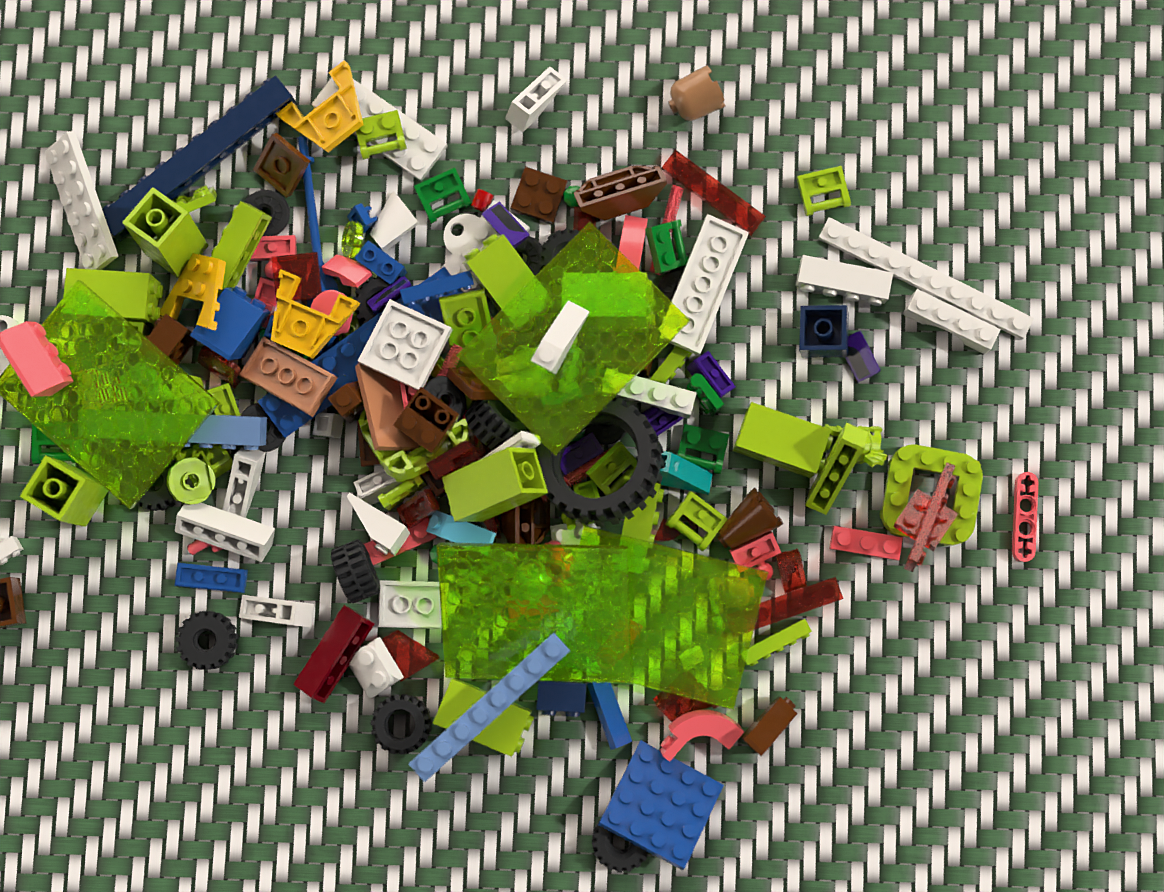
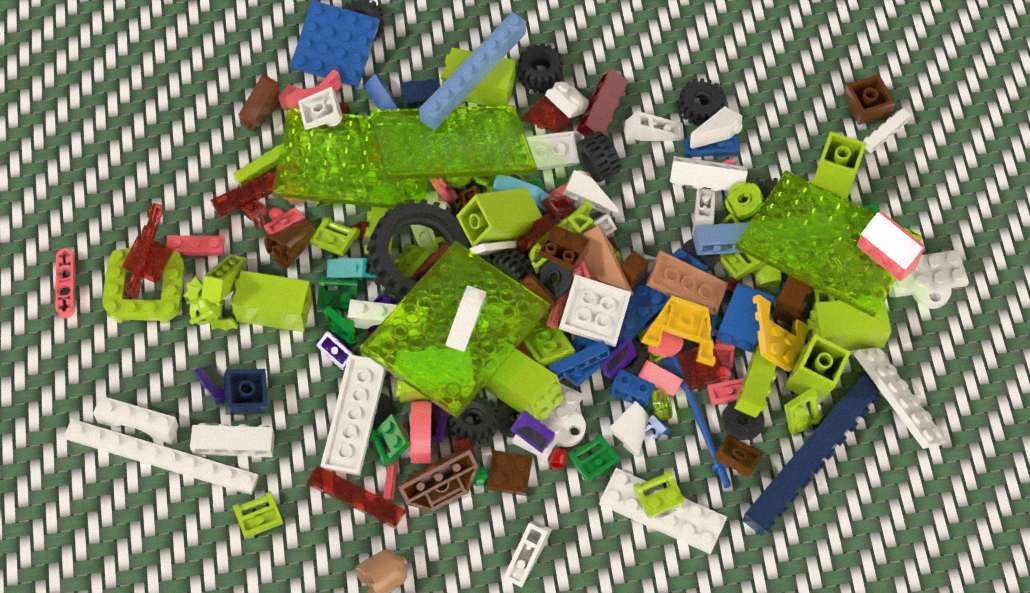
camera: 165 degrees right, 20 degrees down
(193, 594) = (717, 128): none -> white slope
(332, 119) = (702, 497): yellow wing -> none
(693, 691) = (320, 109): none -> white slope

